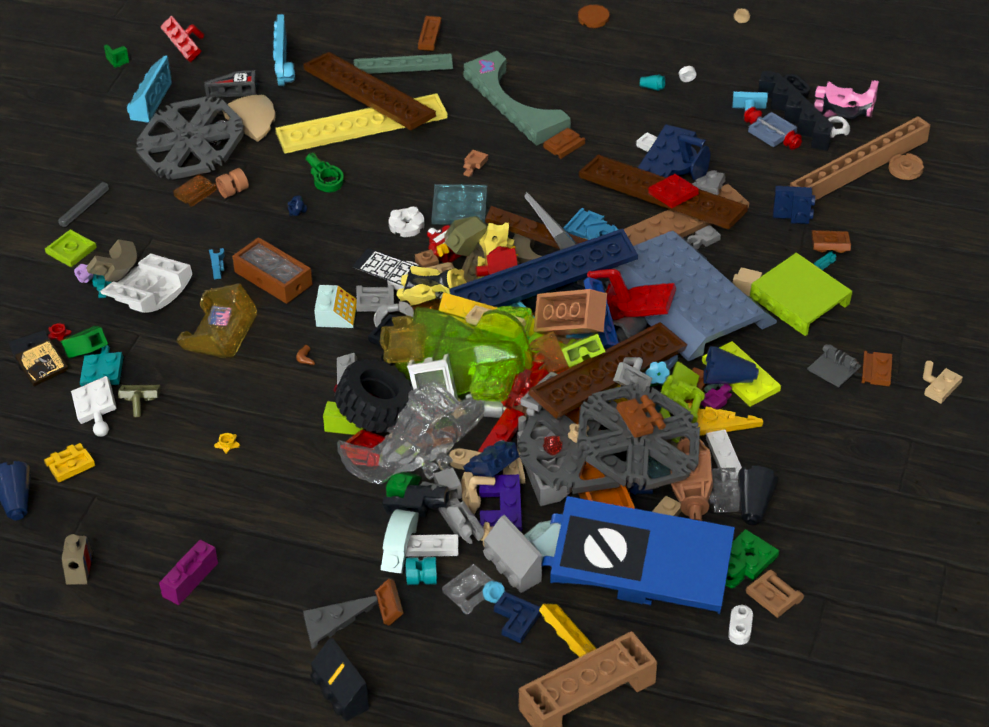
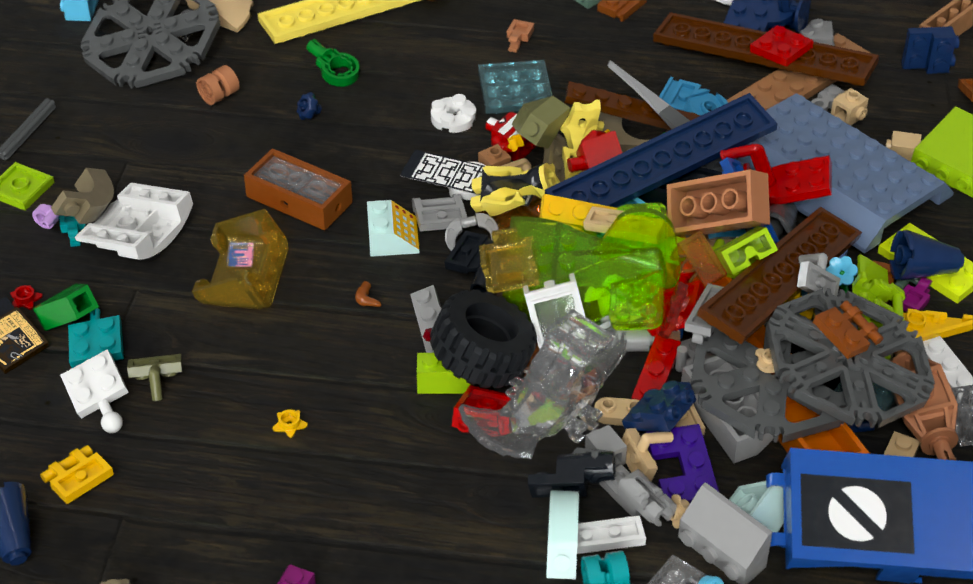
camera: 10 degrees left, 0 degrees up
(195, 190) = (169, 98): clear orange plate -> none
(217, 262) = (222, 189): dark azure plate -> none
(398, 483) = (545, 456): green slope -> none
(552, 444) = (742, 379): clear red plate -> none
(714, 245) = (850, 106): none -> tan brick

